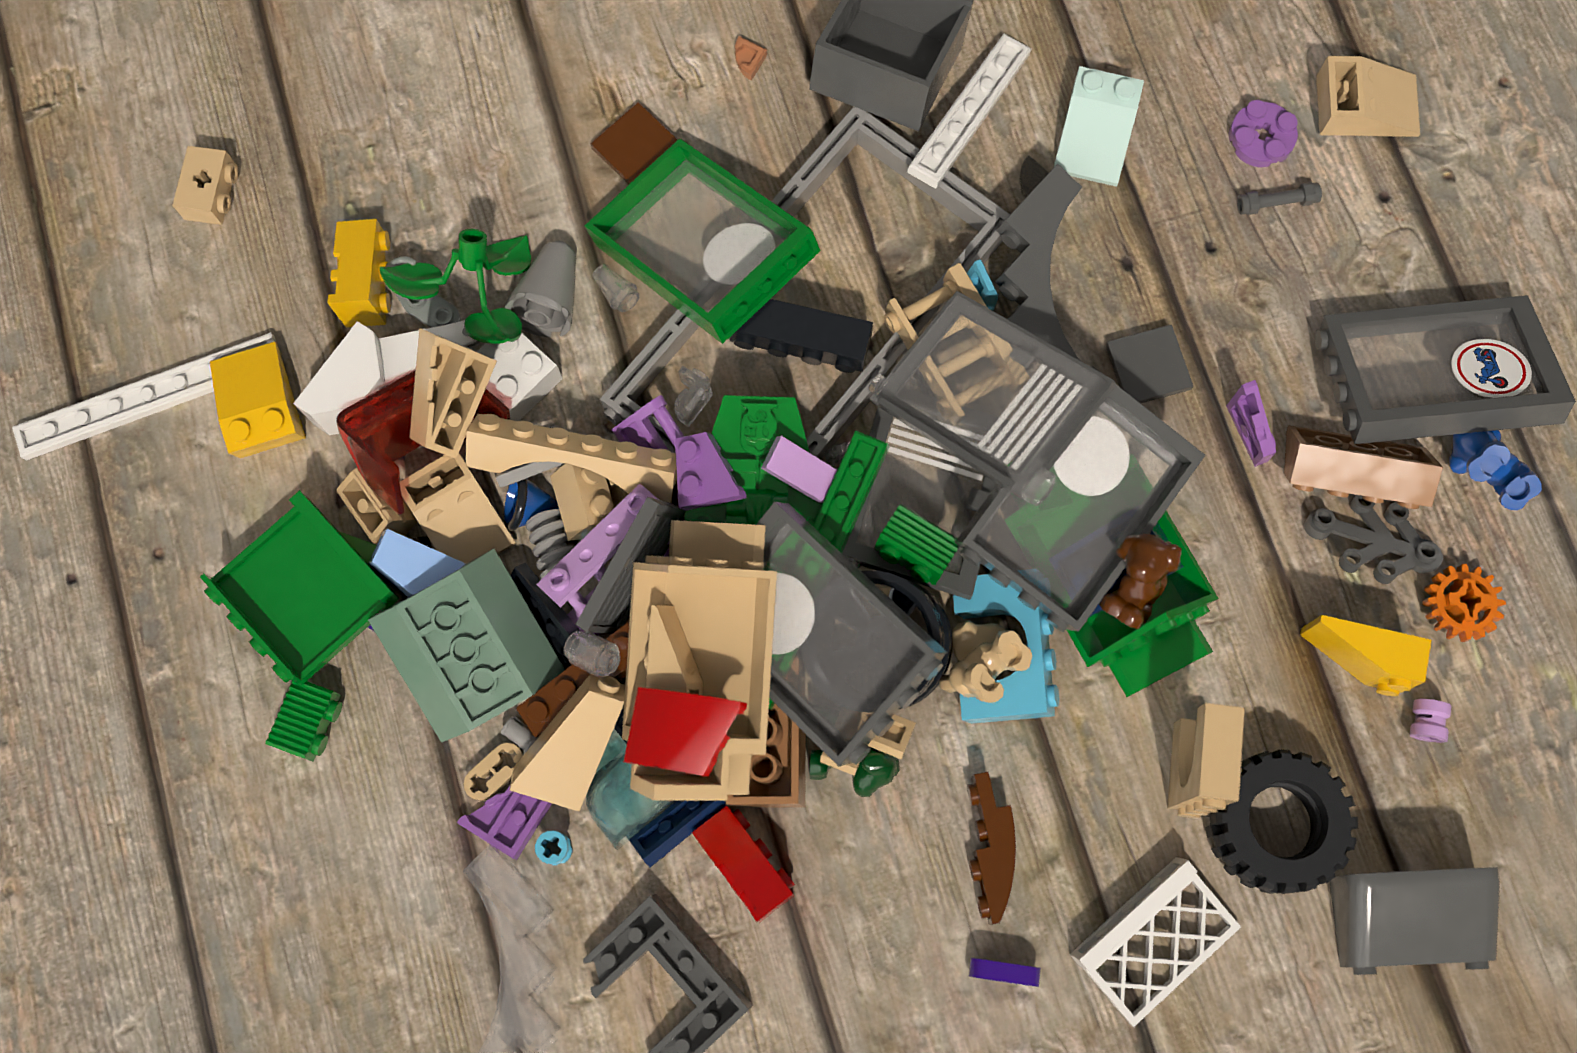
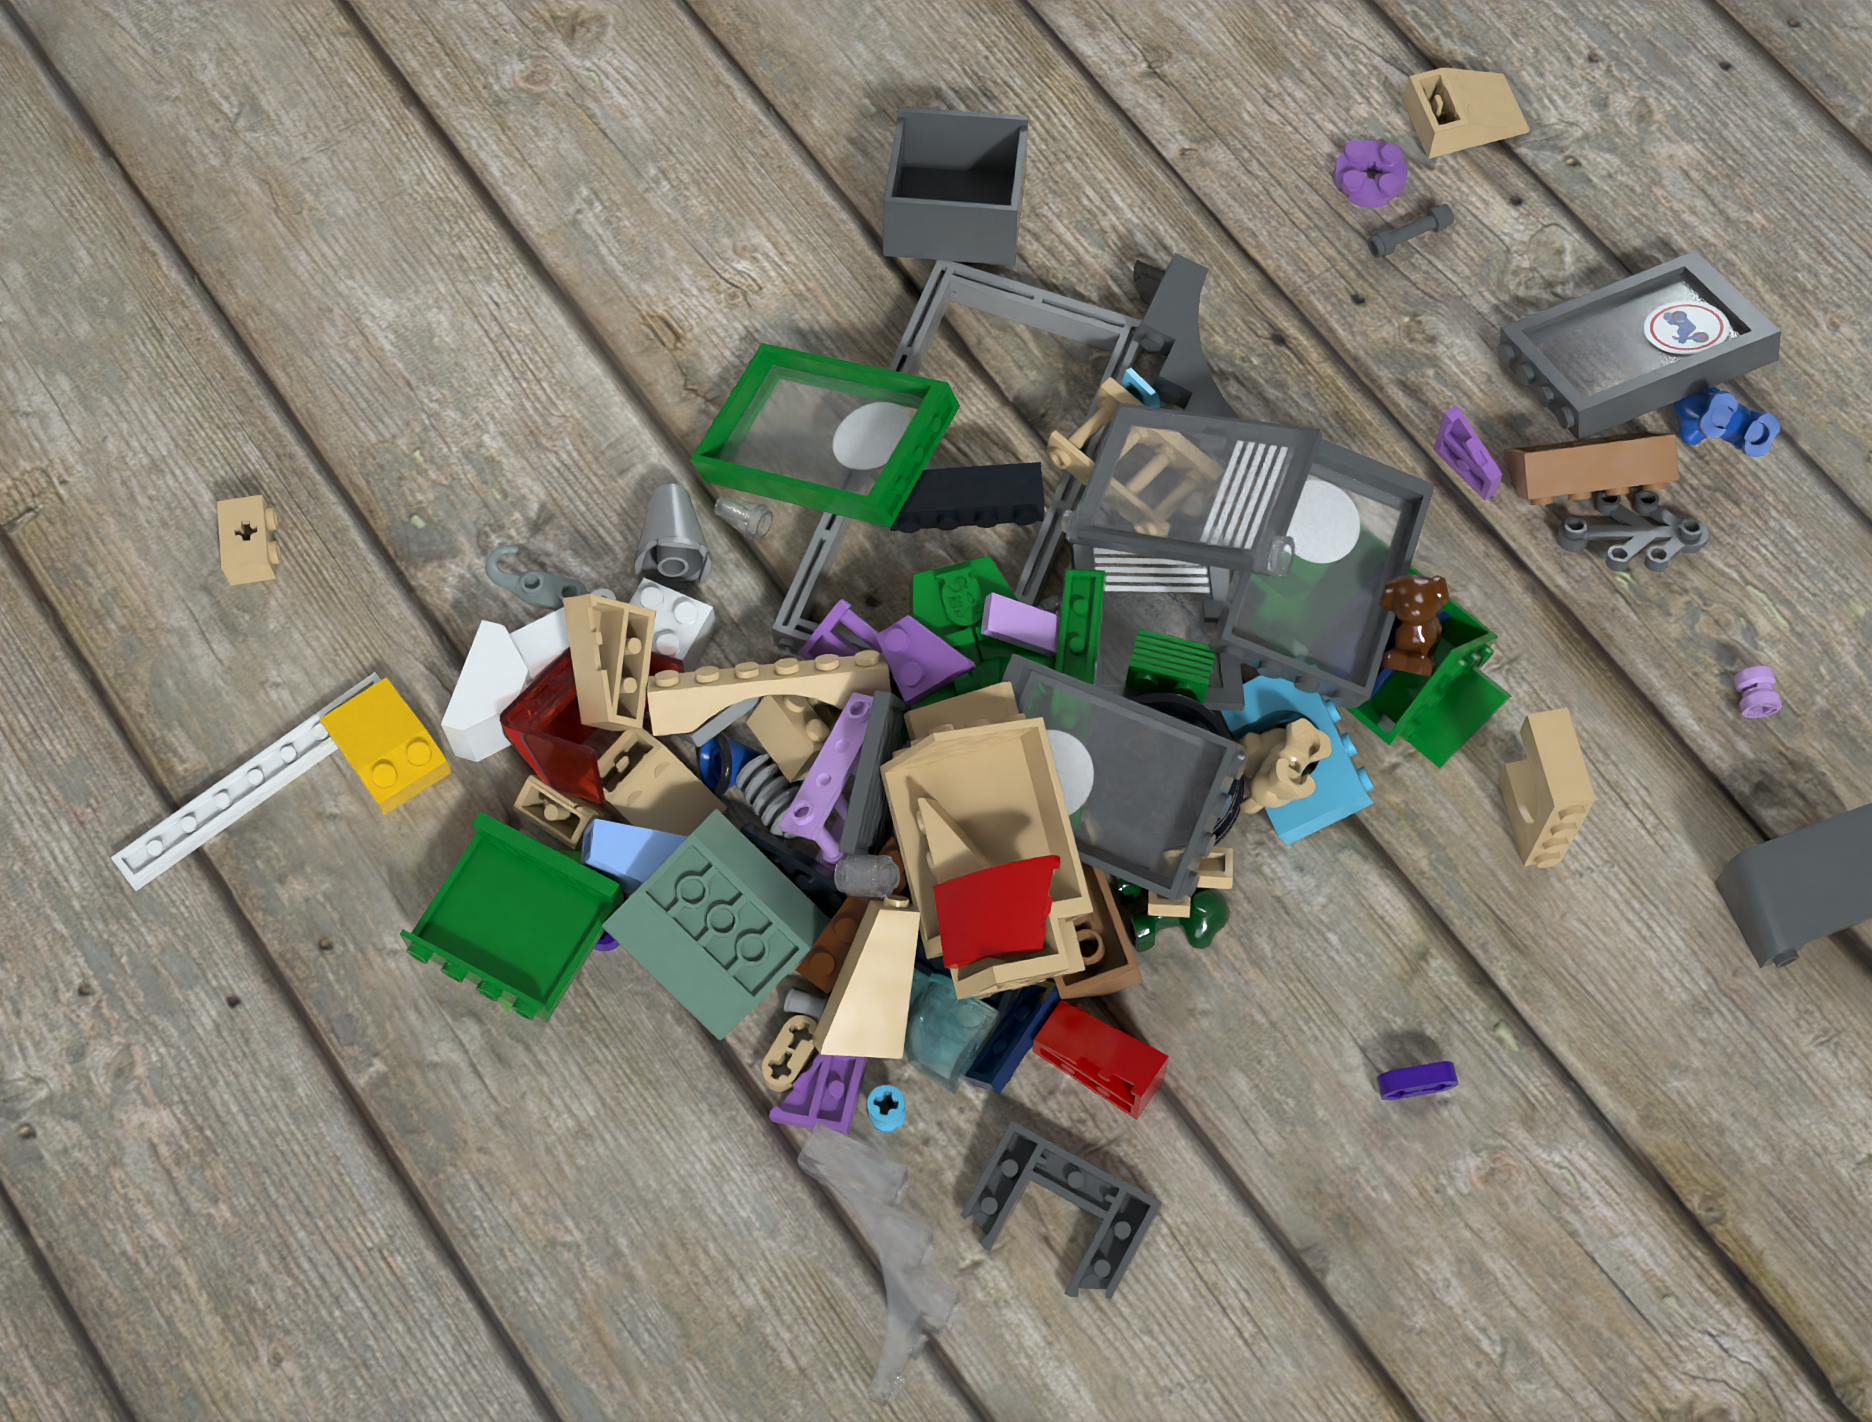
camera: 20 degrees left, 10 degrees down
(304, 720) = (559, 1063): green brick -> none
(359, 285) = (457, 578): yellow wedge -> none
(504, 258) = (587, 516): green plant -> none
(633, 143) = (709, 366): reddish brown tile -> none
(692, 401) = (874, 594): clear bracket -> none
(749, 57) = (802, 245): nougat tile -> none
(969, 111) = (1059, 232): white tile -> none
(995, 863) = (1366, 971): reddish brown slope -> none
(1098, 125) = (1199, 208): light aqua slope -> none
(1133, 916) = (1527, 988): white fence -> none
(1149, 364) = (1345, 422): dark grey tile -> none
(1328, 816) = (1675, 799): black tyre -> none
(1372, 654) = (1671, 640): yellow slope -> none
(1470, 589) = (1746, 567): orange gear -> none

